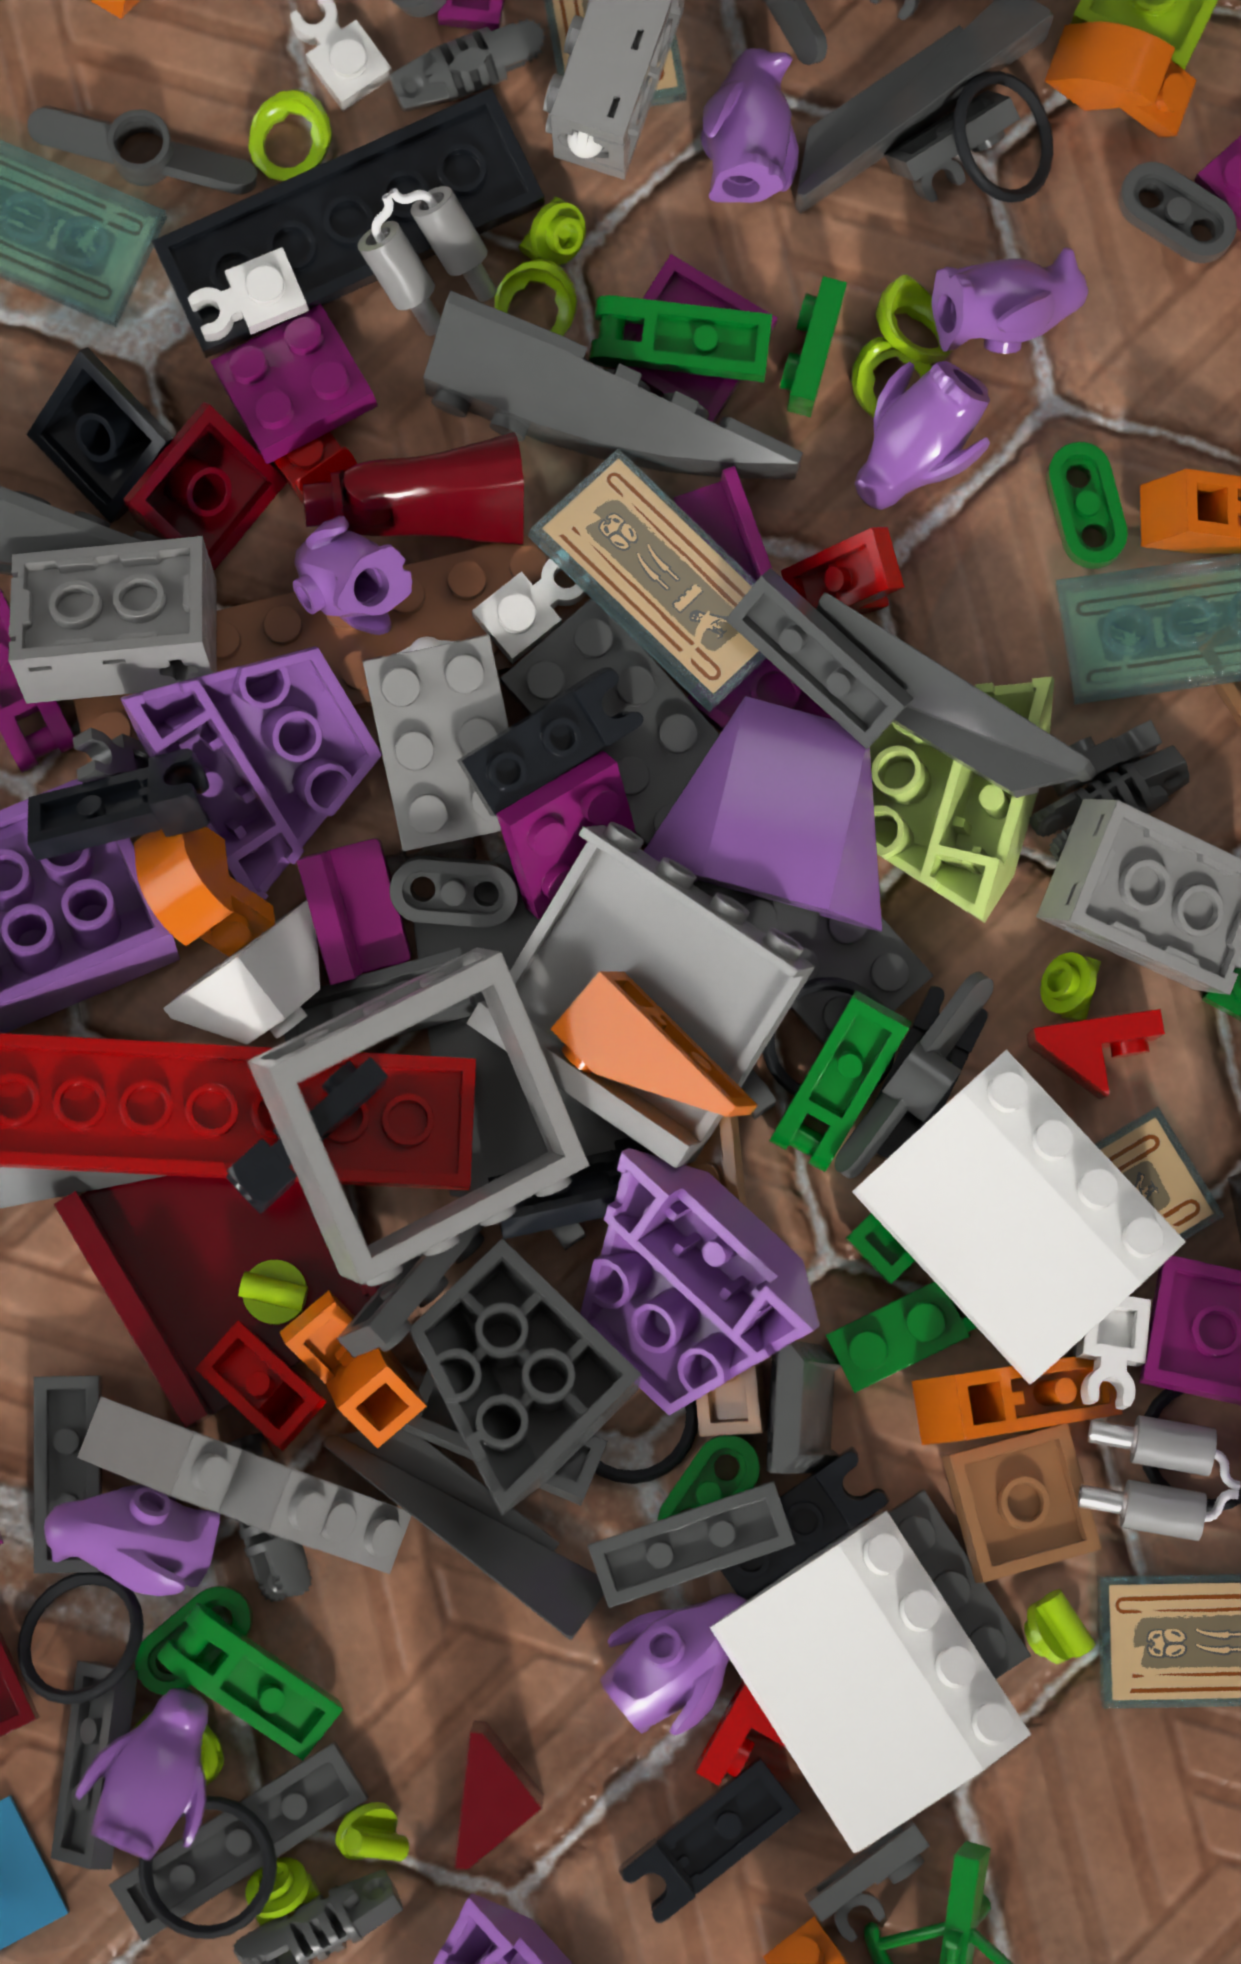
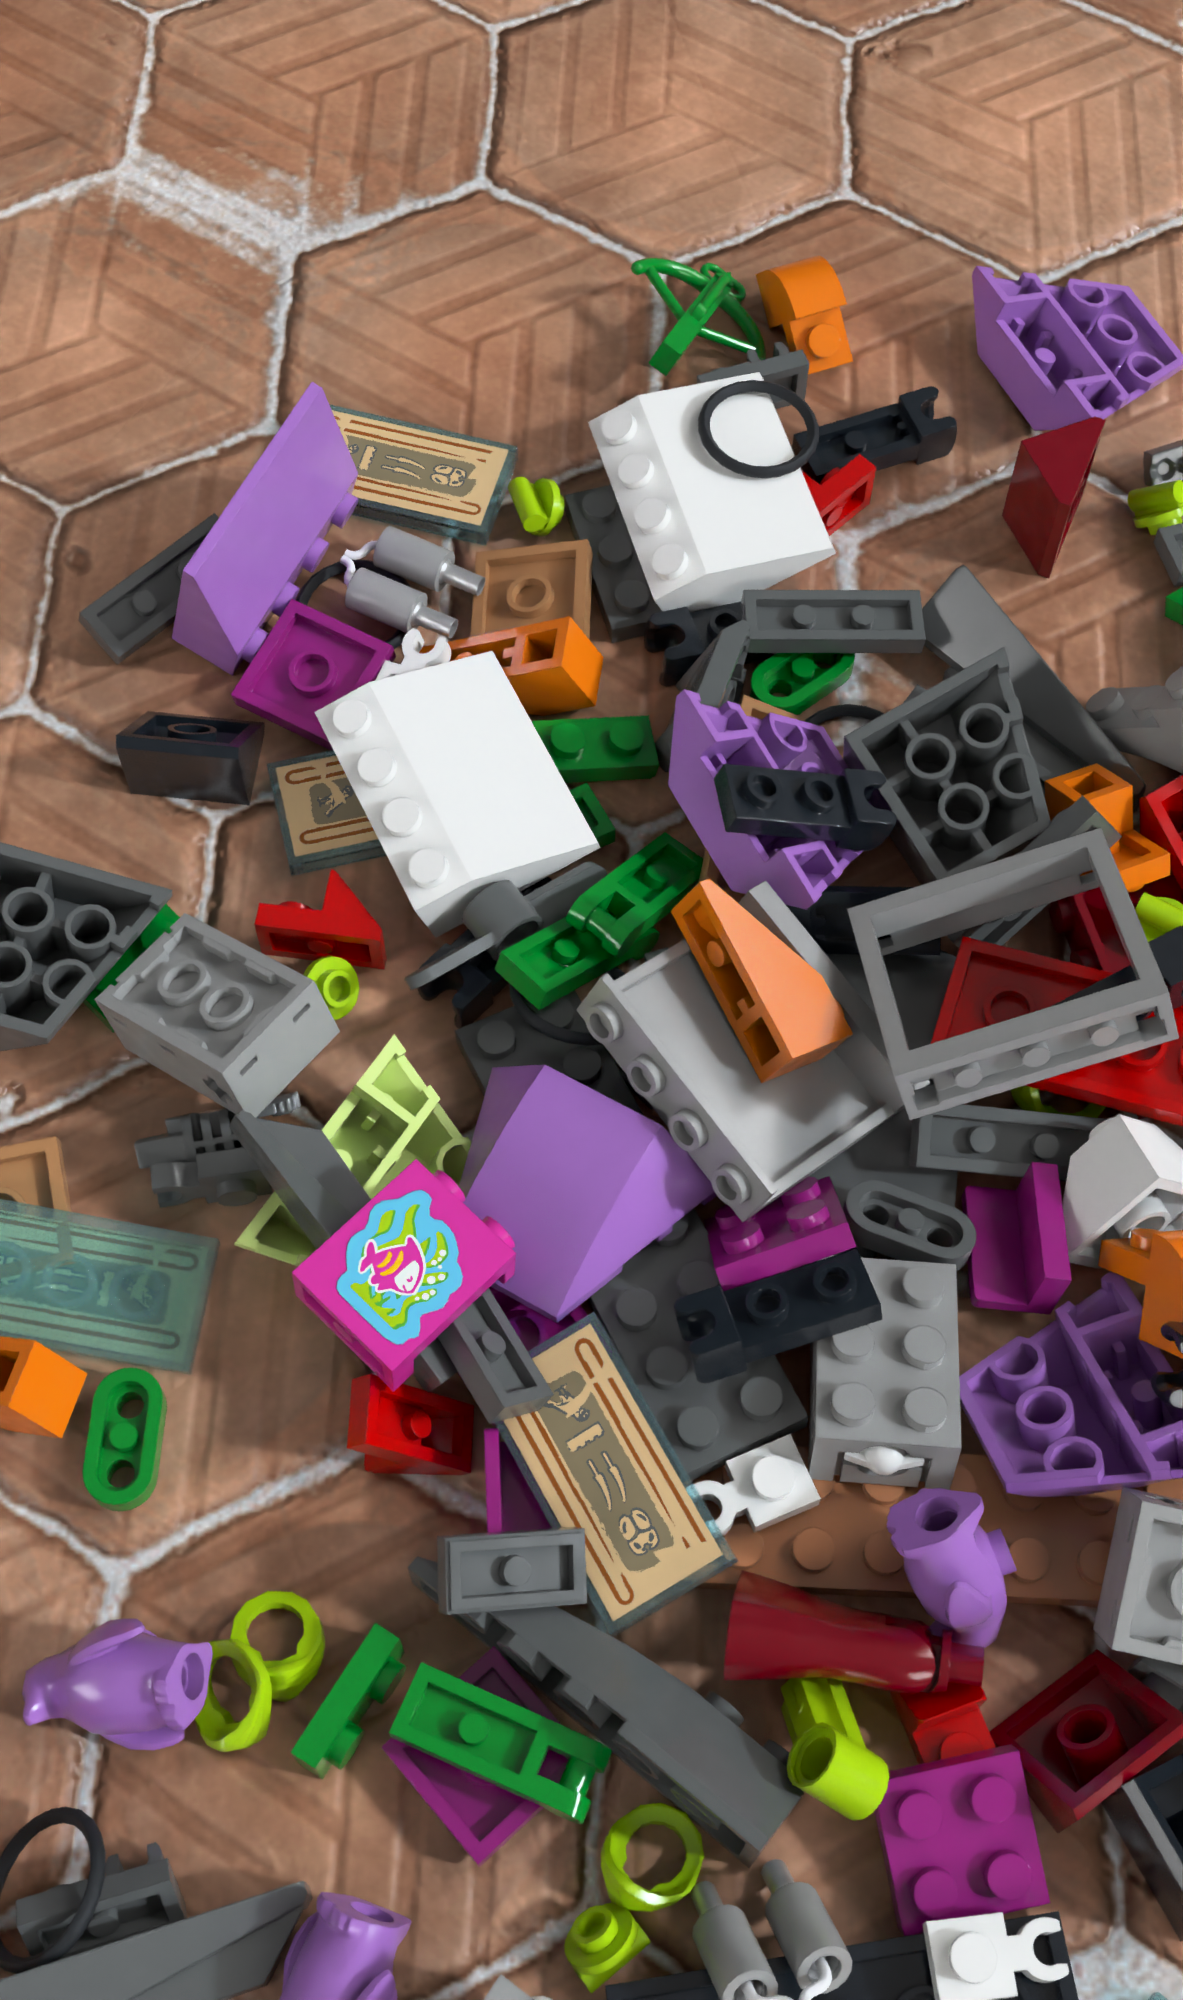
camera: 160 degrees left, 20 degrees down
(412, 399) = (829, 1750): none -> lime piece
(665, 1262) = (804, 805): none -> black plate
(670, 1664) = (874, 550): medium lavender animal -> none
(713, 460) = (511, 1570): none -> dark grey plate
(800, 1157) = (637, 894): none -> green plate
(885, 672) = (404, 1270): none -> panel
(899, 1759) = (746, 469): none -> black tyre
(922, 432) = (267, 1556): medium lavender animal -> none

